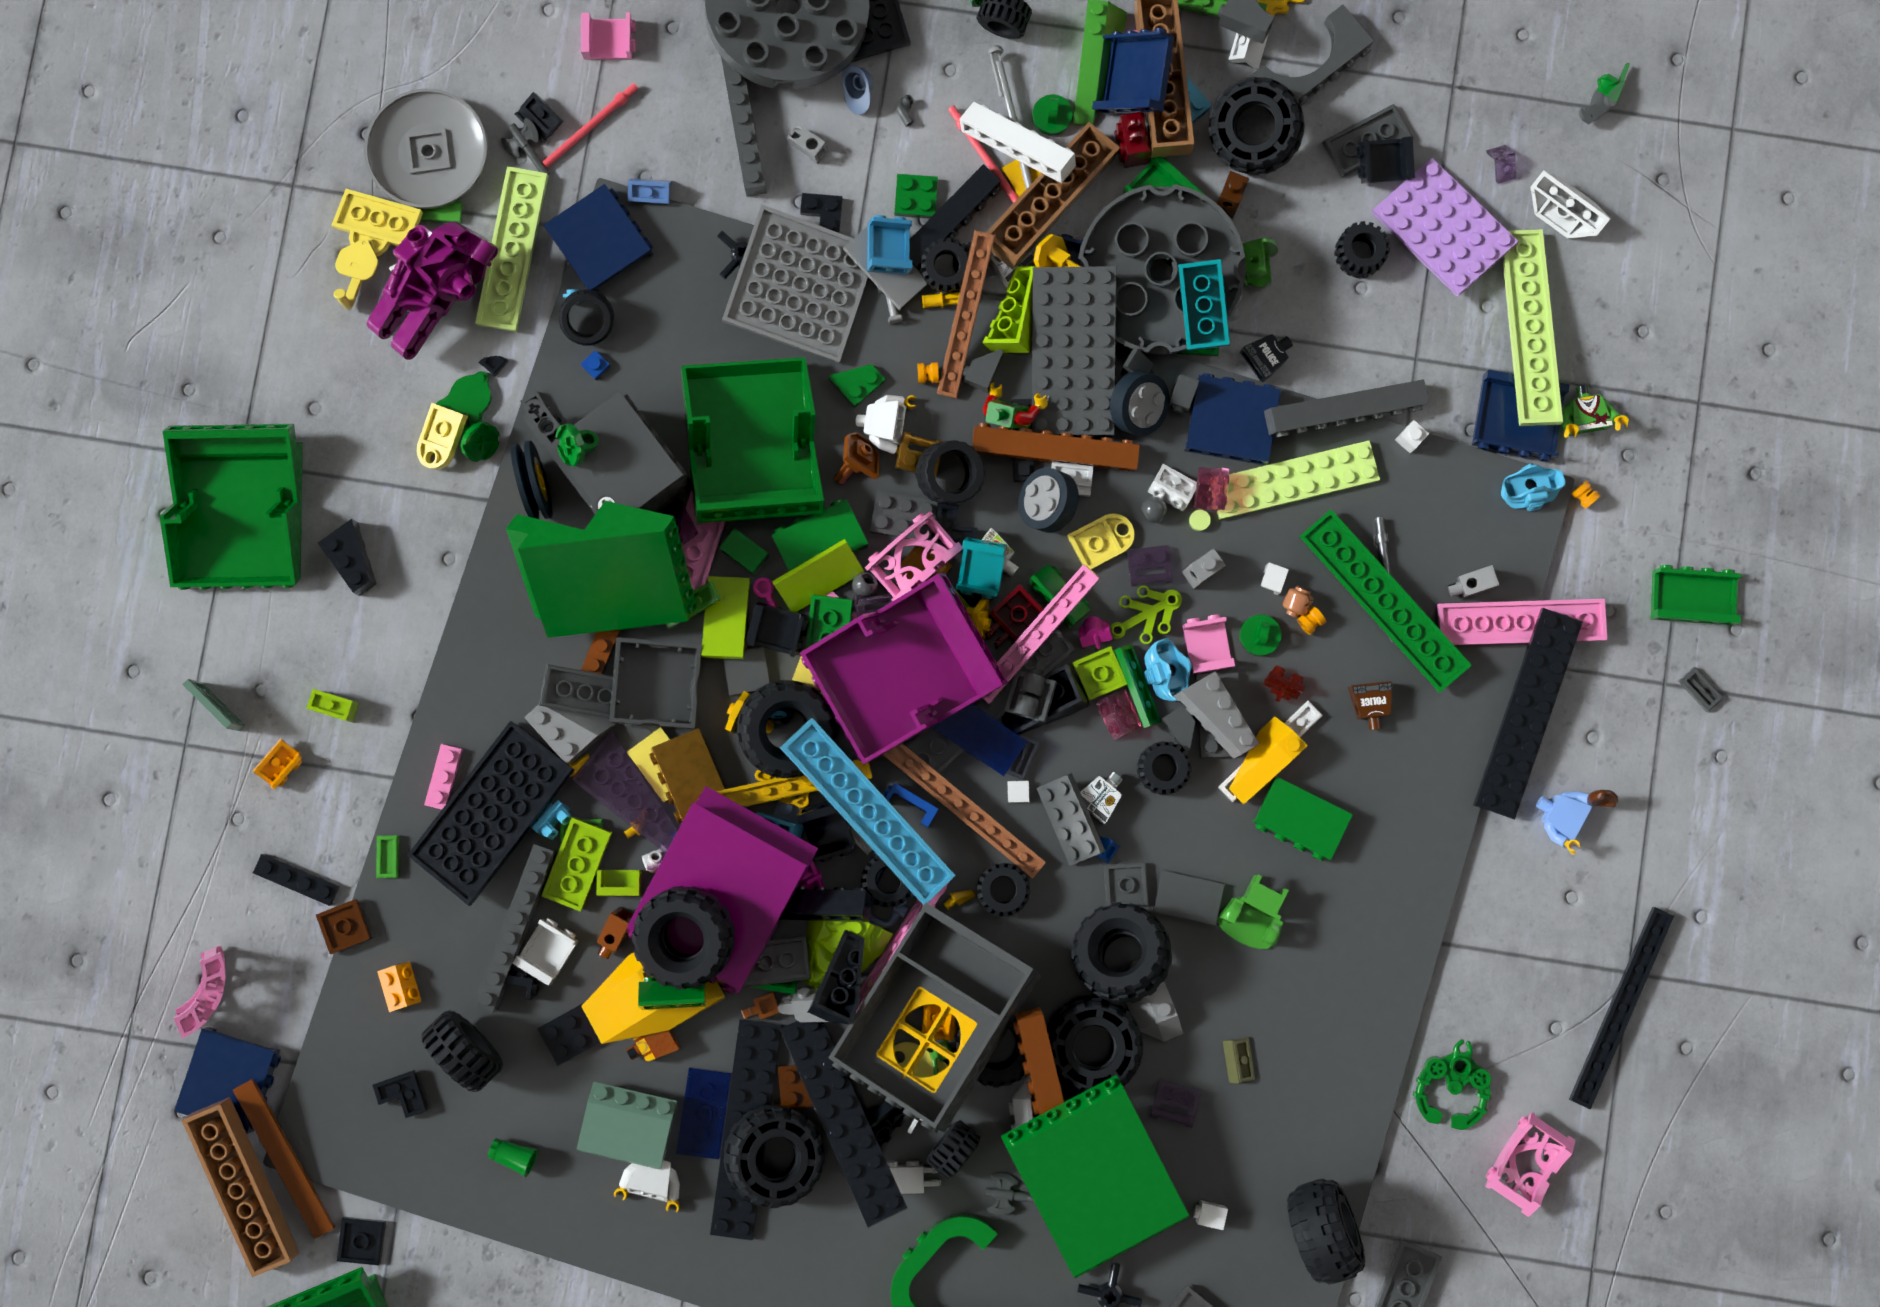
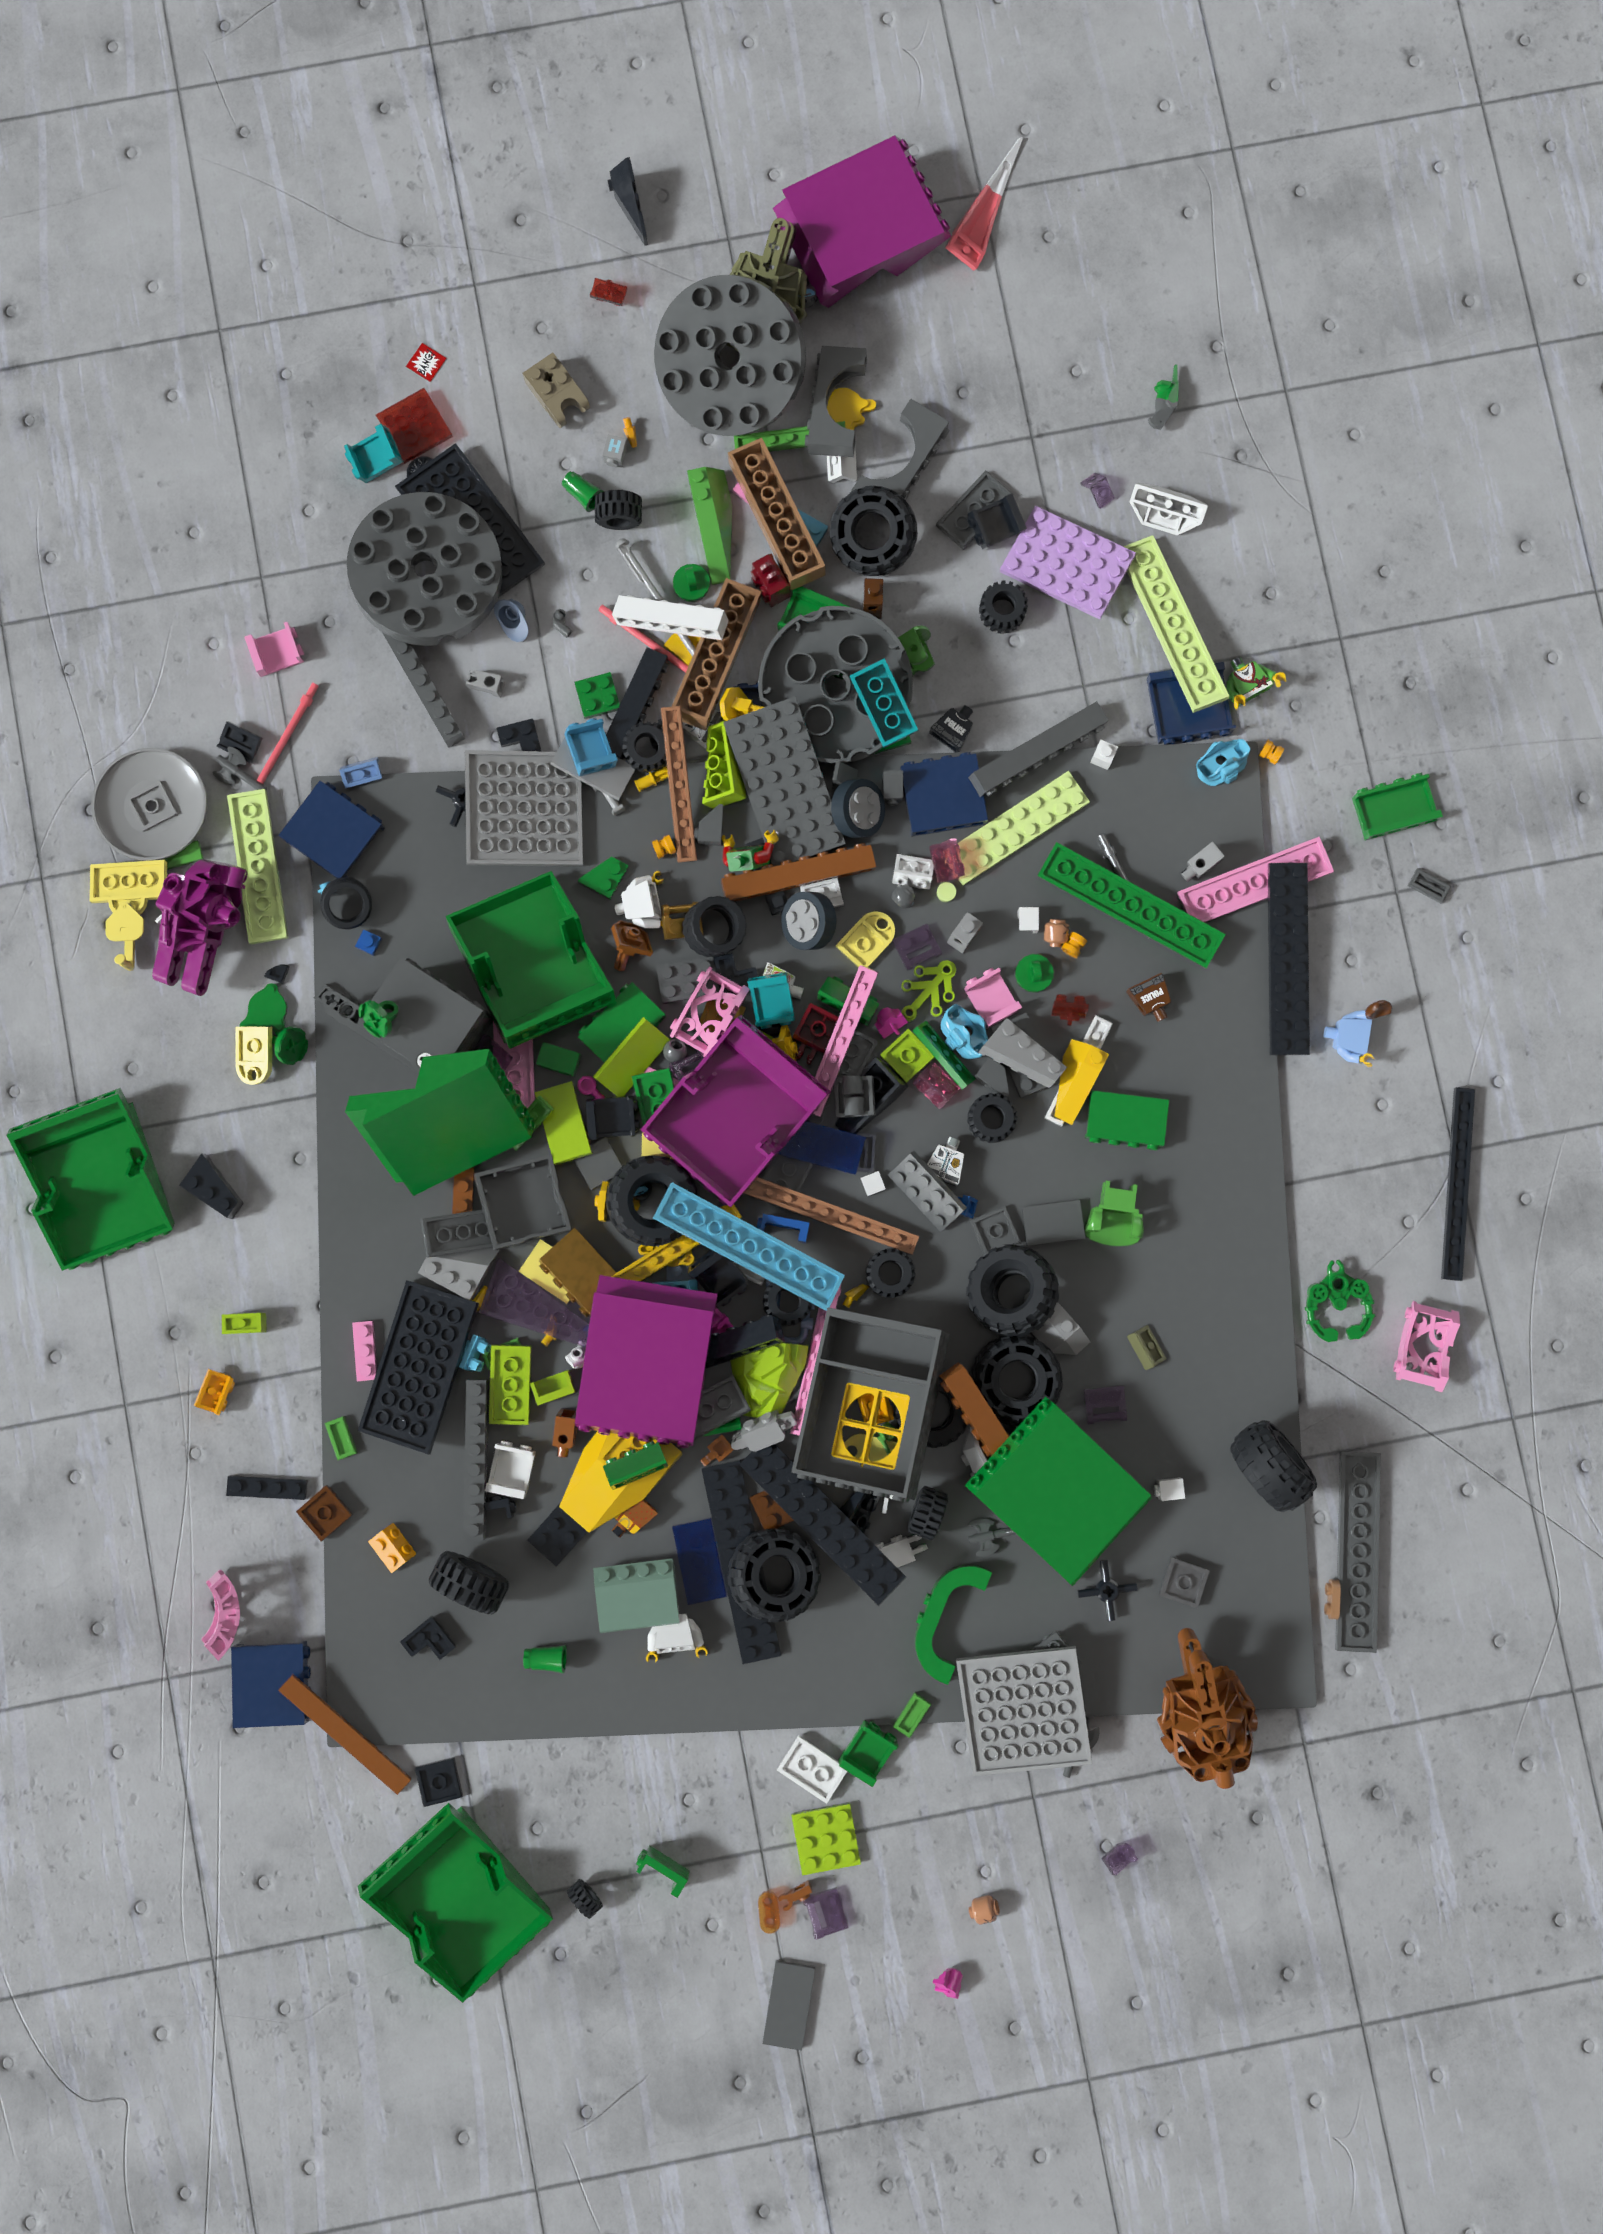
camera: 20 degrees left, 0 degrees up
(214, 705) = (139, 1360): sand green tile -> none
(241, 1187) = (316, 1772): medium nougat brick -> none
(531, 480) = (349, 1063): black wheel -> none
(657, 953) = (624, 1441): black tyre -> none
(840, 986) = (779, 1407): black wedge -> none
(1137, 72) = (752, 520): dark blue panel -> none

